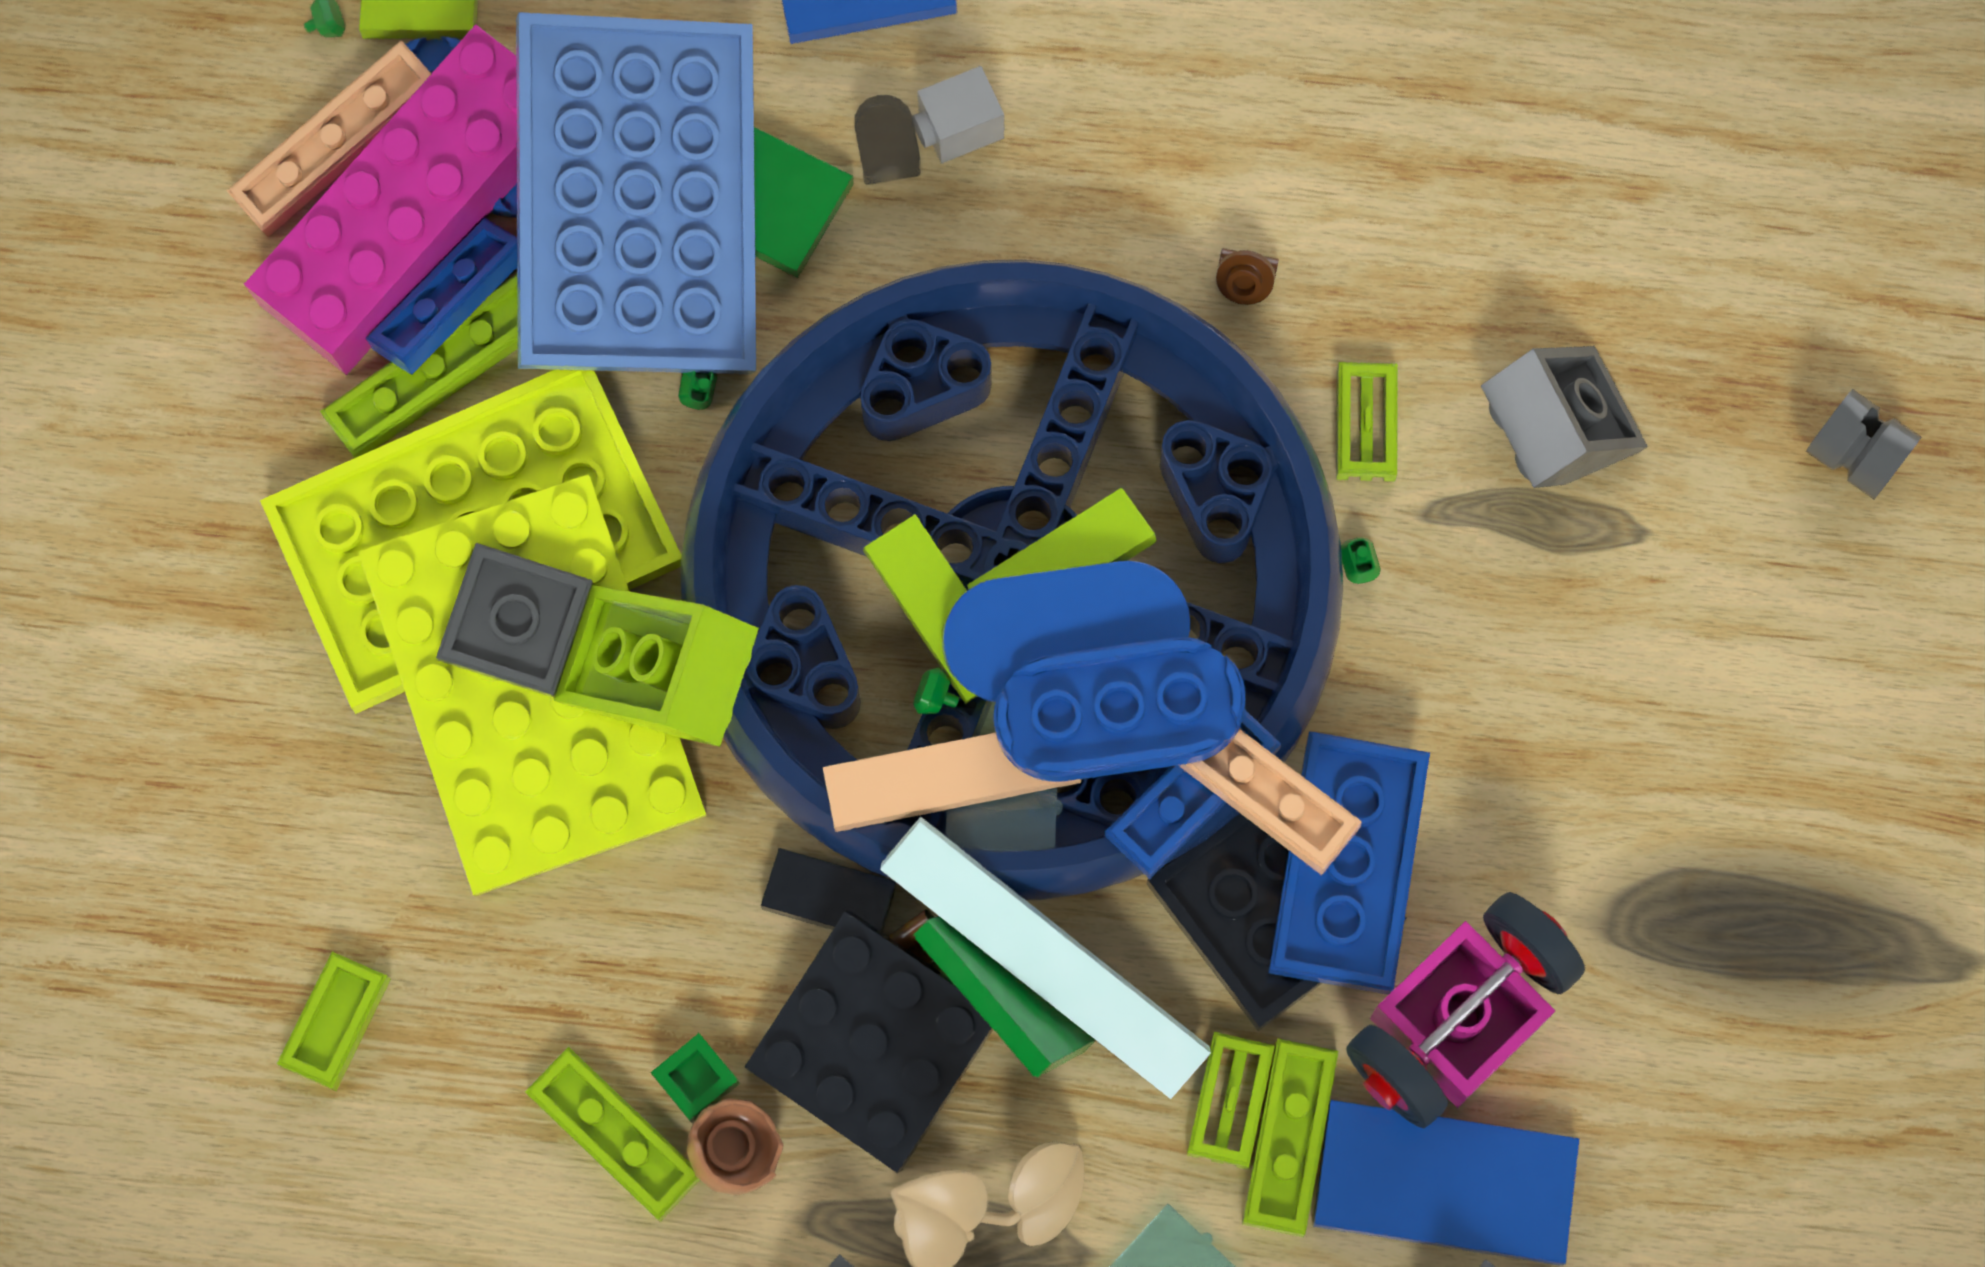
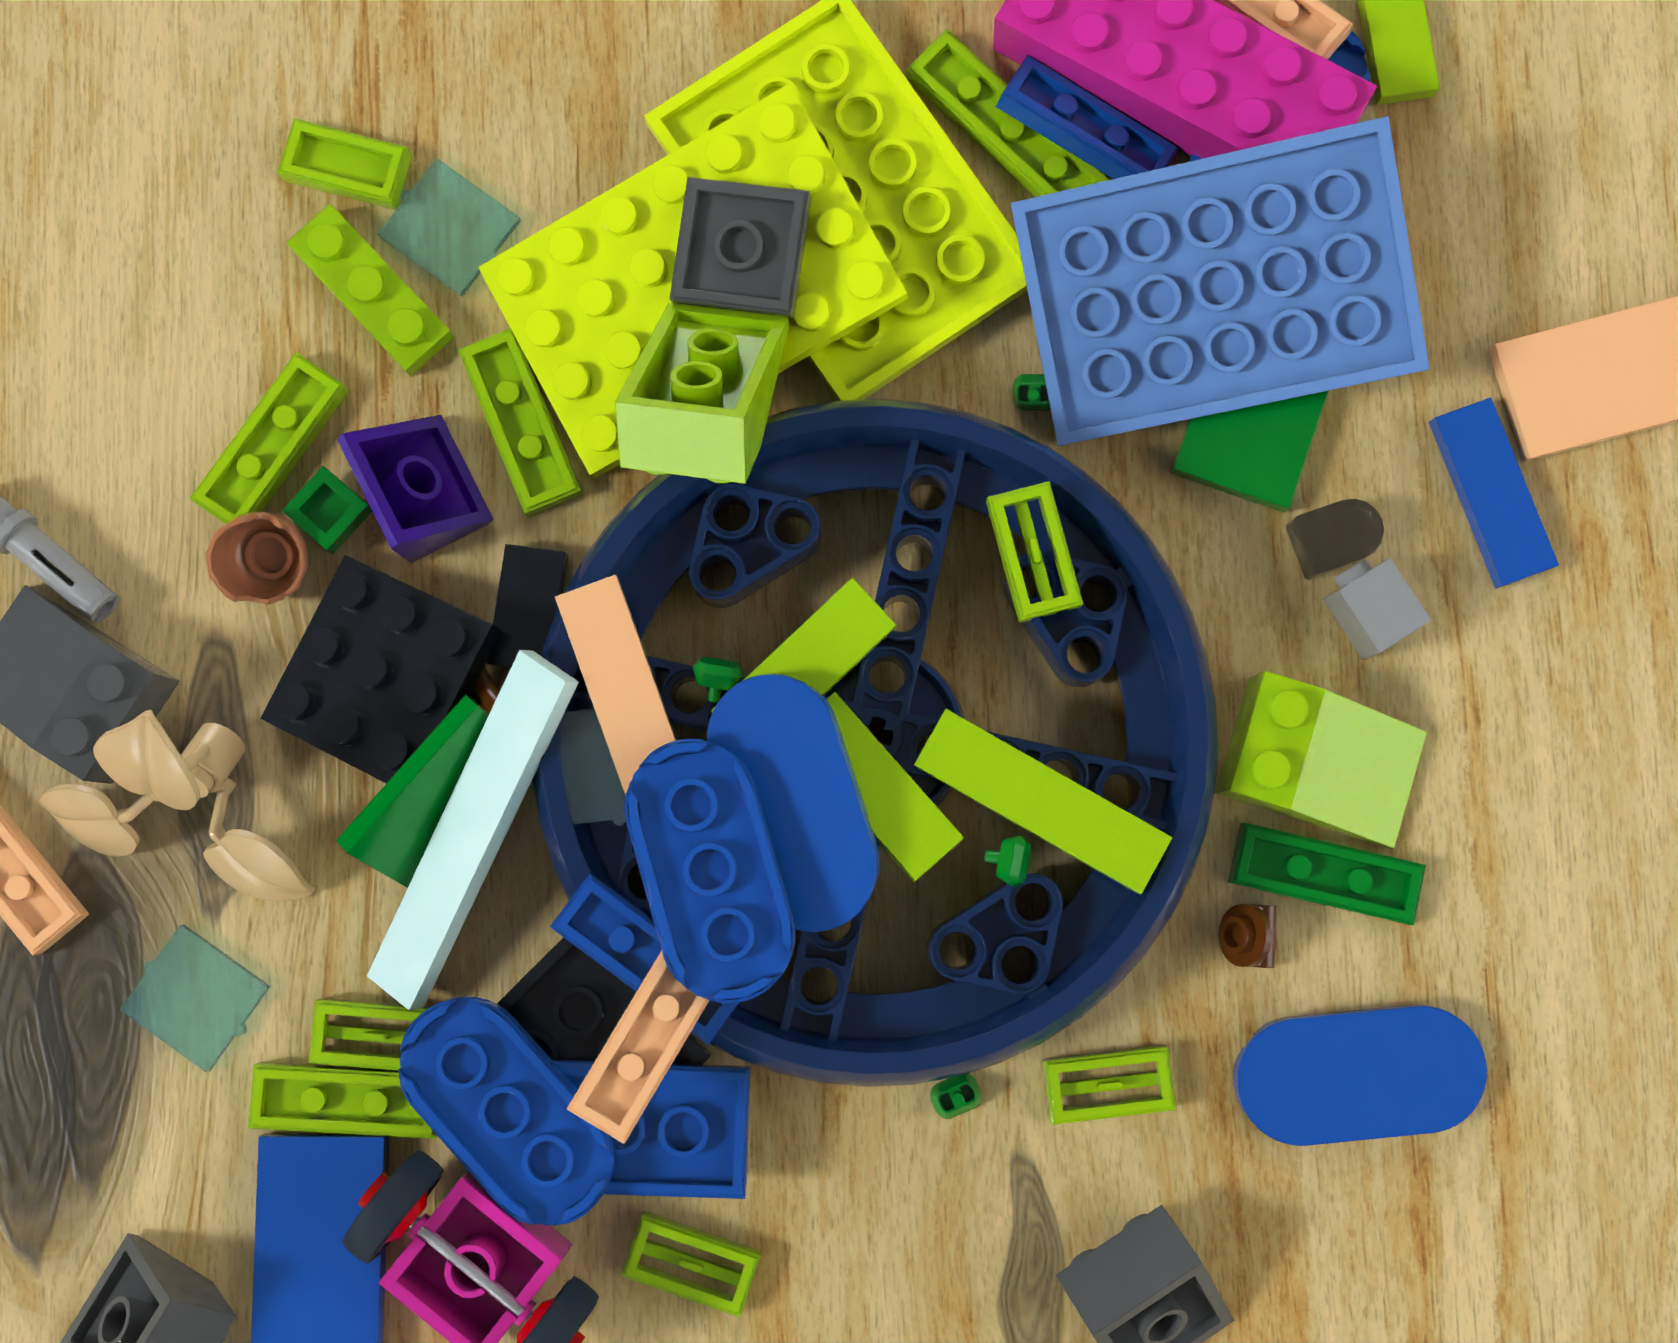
camera: 80 degrees right, 10 degrees up
(421, 925) = (449, 227): none -> clear light blue piece
(471, 1011) = (370, 289): none -> lime plate
(637, 879) = (520, 422): none -> lime tile
(686, 984) = (416, 484): none -> dark purple slope
(864, 410) = (1047, 604): none -> lime tile
(1091, 187) = (1321, 759): none -> lime slope
(1097, 419) = (1043, 801): none -> lime tile
(1147, 453) = (1011, 860): none -> green rock
(1198, 201) = (1327, 873): none -> green tile
(1318, 959) = (504, 1111): none -> blue tile
(1386, 202) = (1360, 1075): none -> blue tile
(1465, 870) = (701, 1240): none -> lime tile

